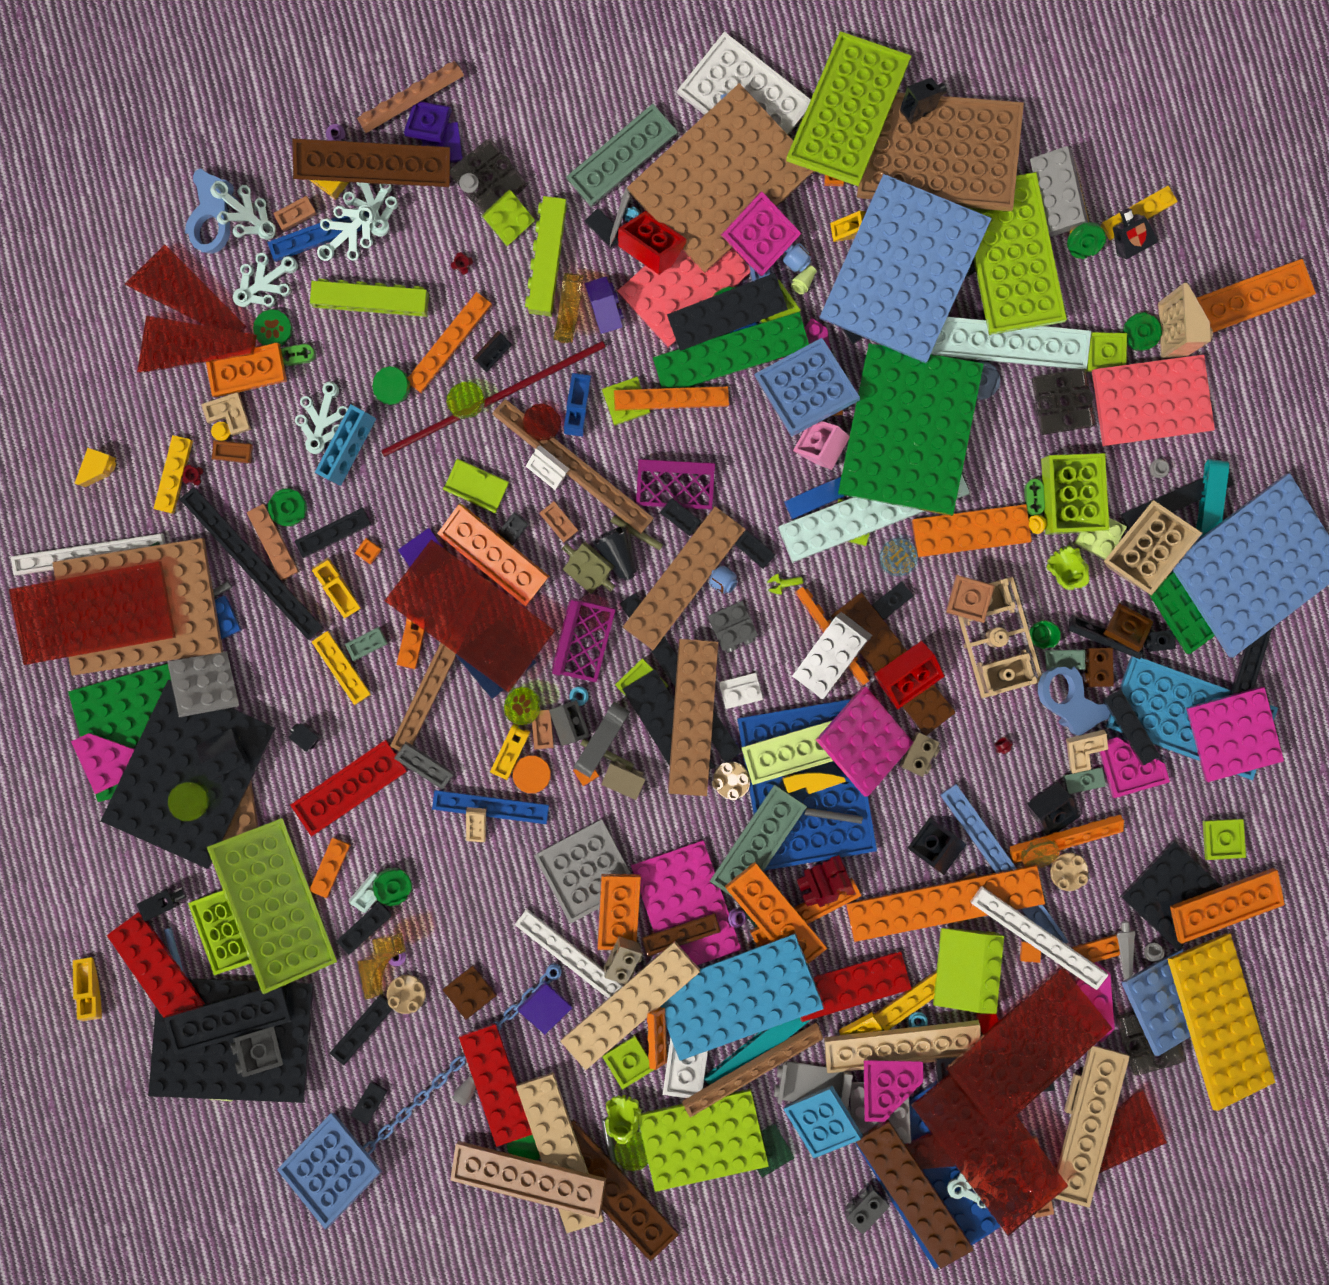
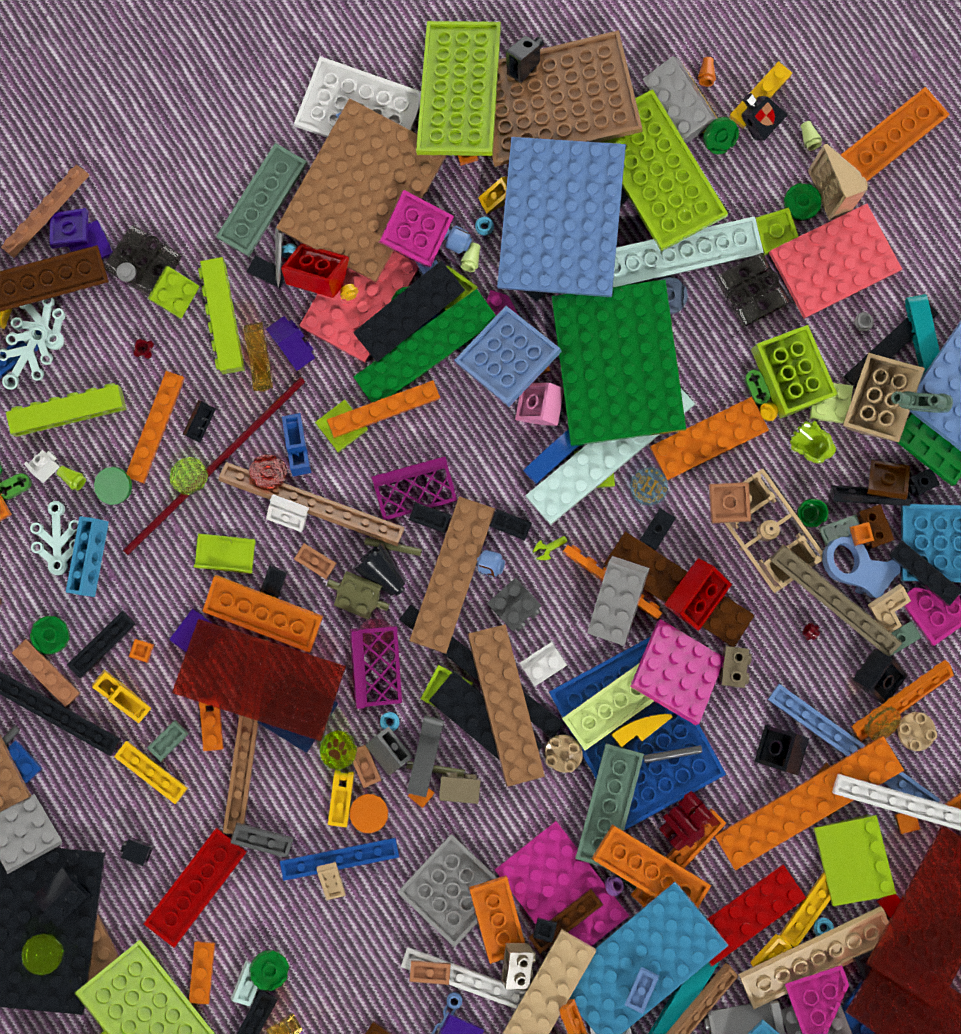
camera: 20 degrees left, 5 degrees down
(330, 344) = (42, 465): none -> white brick
(354, 365) = (72, 478): none -> lime cone
(540, 938) = (430, 972): none -> nougat plate
(659, 936) = (544, 929): none -> black tile
(675, 274) = (349, 292): none -> yellow plate
(730, 1022) = (642, 990): none -> medium blue plate
(827, 247) = (484, 220): none -> medium azure plate
(1037, 724) = (835, 600): none -> dark tan plate
(1084, 670) = (861, 533): none -> orange tile
(1094, 174) = (707, 72): none -> orange cone
(1173, 272) = (811, 138): none -> yellowish green cone
(1189, 565) = (923, 401): none -> sand green connector

